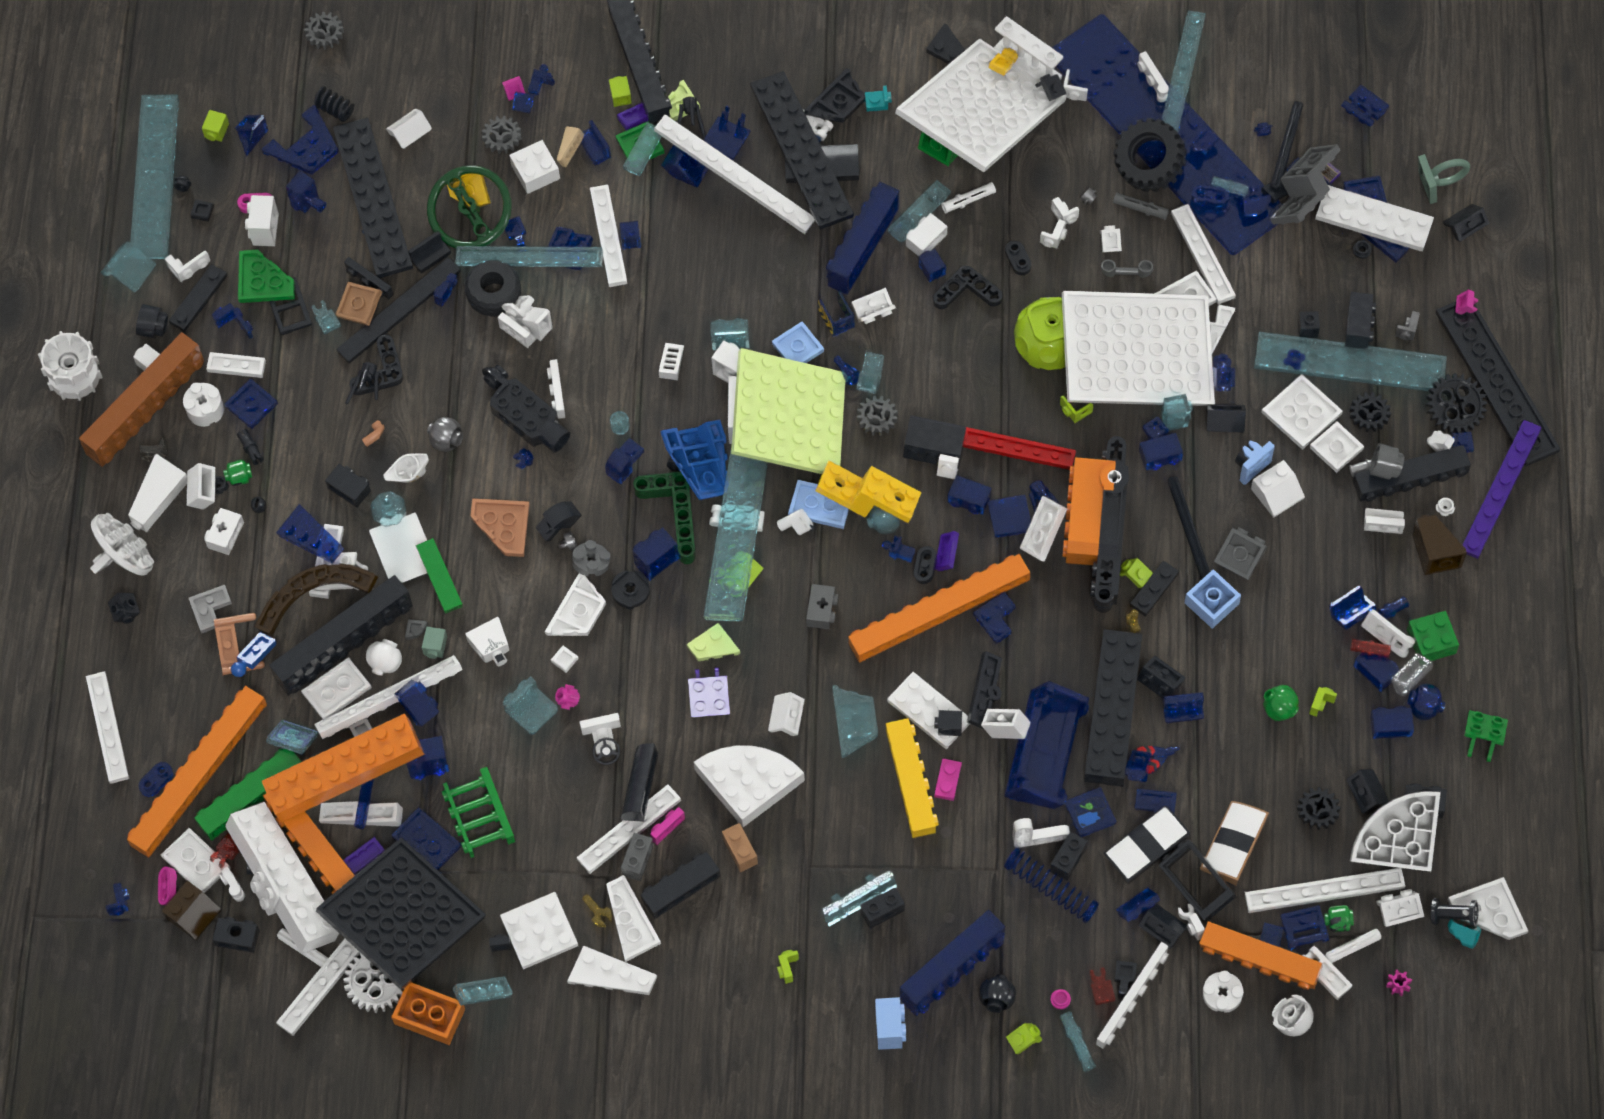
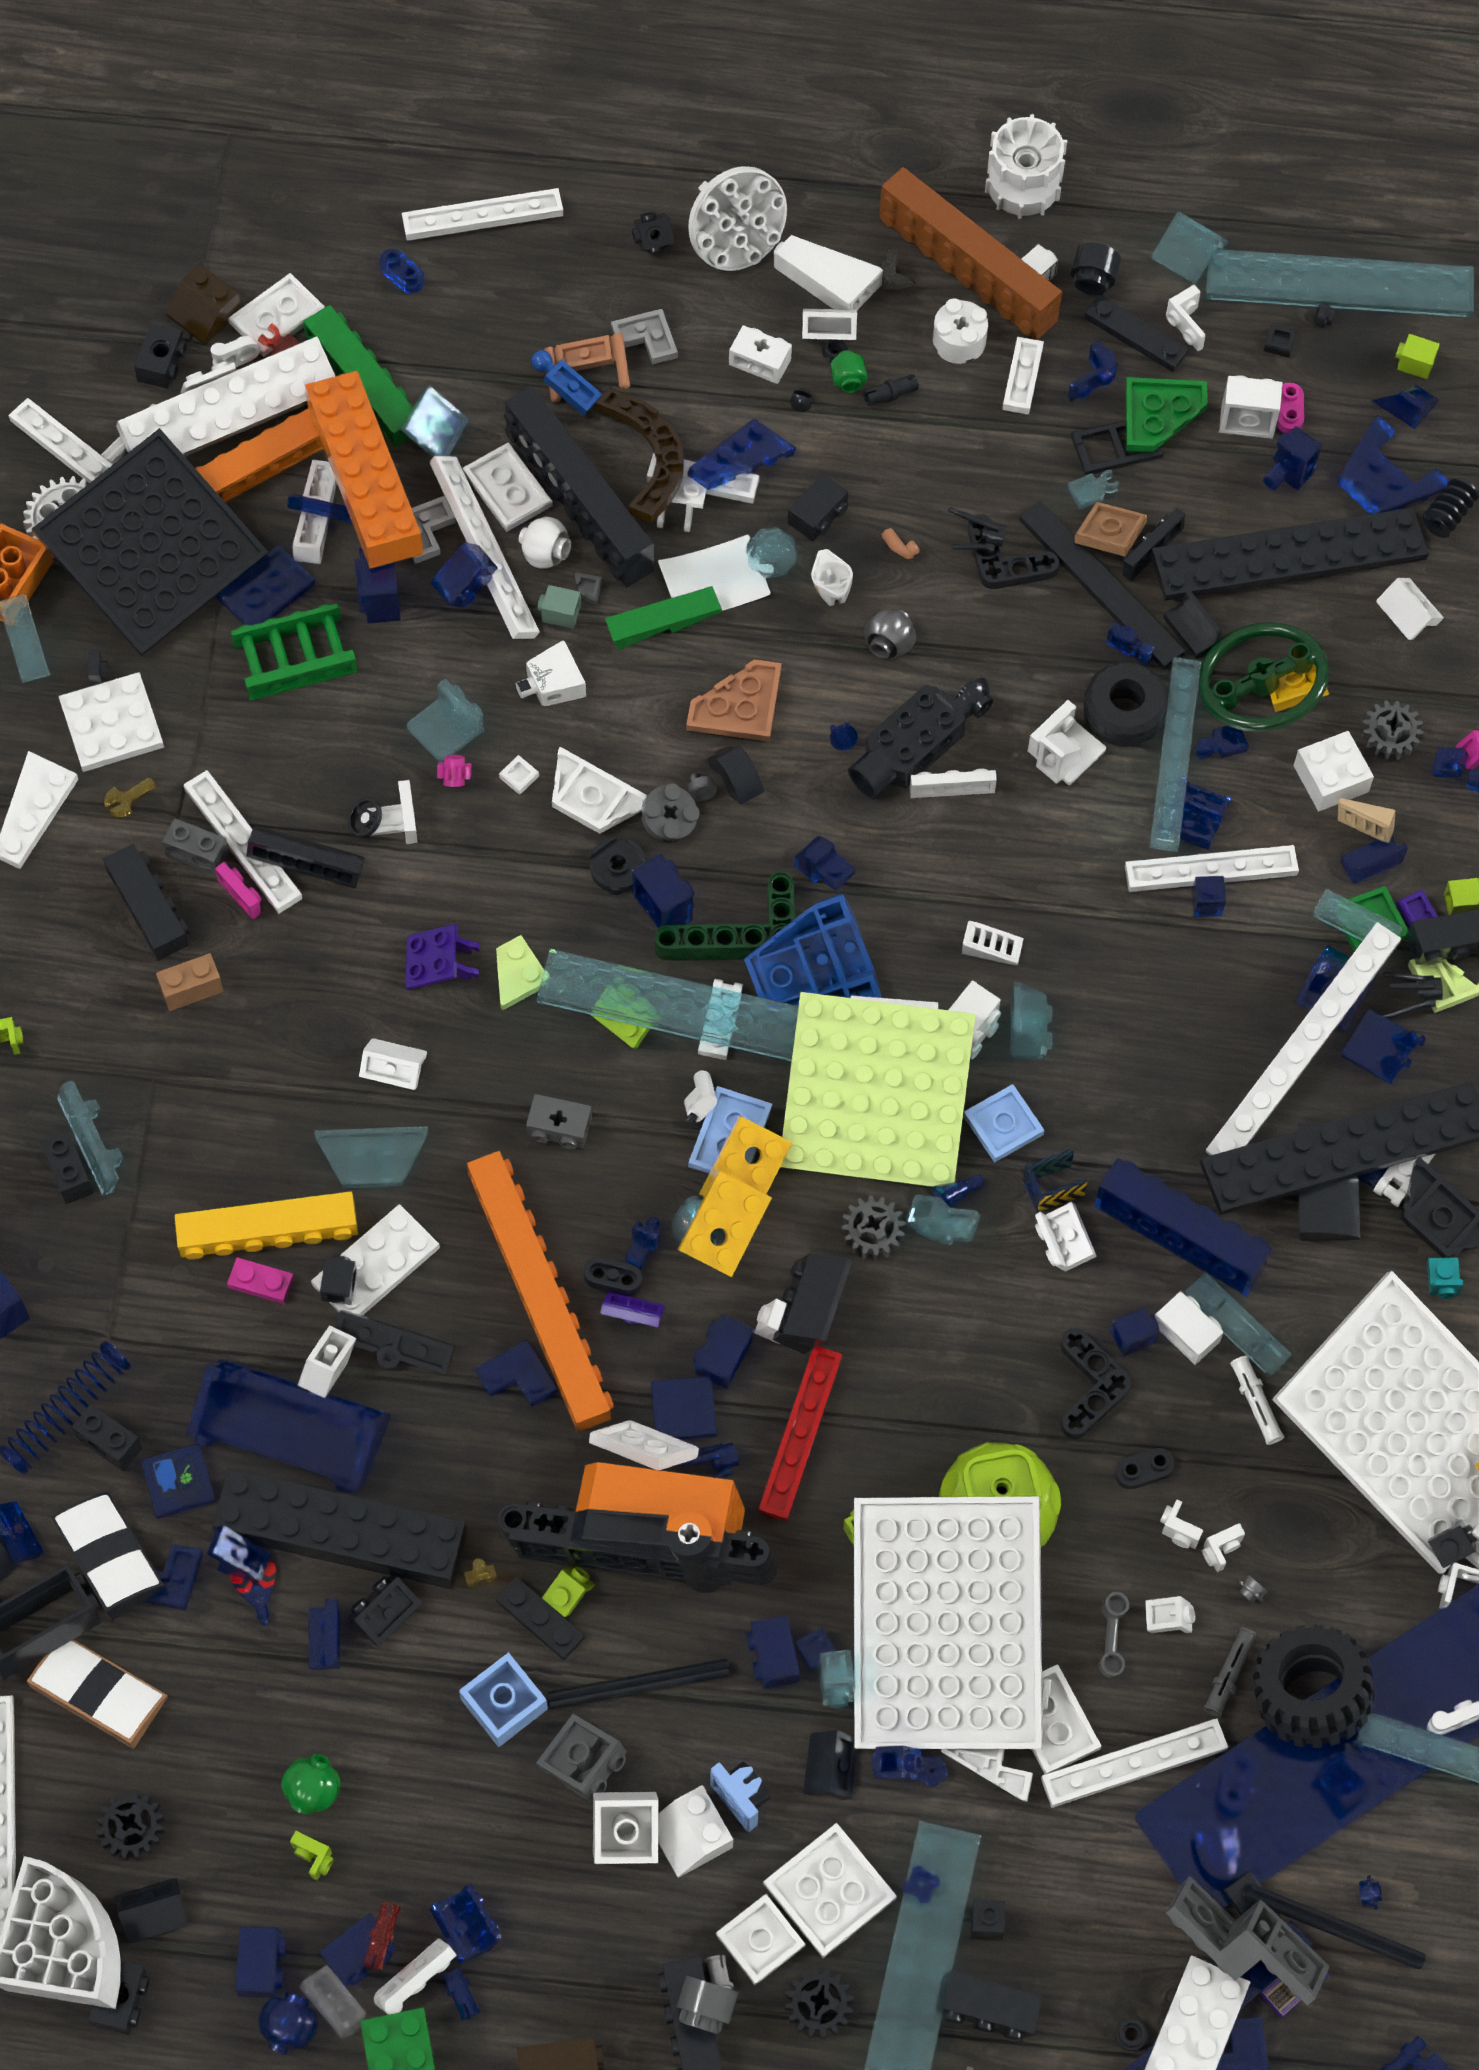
camera: 90 degrees right, 0 degrees up
(122, 896) = (231, 225): clear blue bracket -> none
(166, 885) = (252, 278): dark pink plate -> none
(196, 772) = (404, 315): orange brick -> none
(251, 403) = (959, 392): clear blue plate -> none
(363, 856) = (250, 510): dark purple plate -> none
(520, 307) = (1087, 737): white bracket -> none
(619, 418) = (893, 859): clear light blue wheel -> none
(631, 921) = (90, 840): white wing -> none
(748, 779) = (292, 1000): white brick -> none
(1025, 835) = (144, 1373): white beam -> none
(1230, 186) = (1254, 1814): clear light blue axle -> none
(1283, 521) = (625, 1827): none -> white brick
(1384, 521) = (622, 2002): white panel -> none

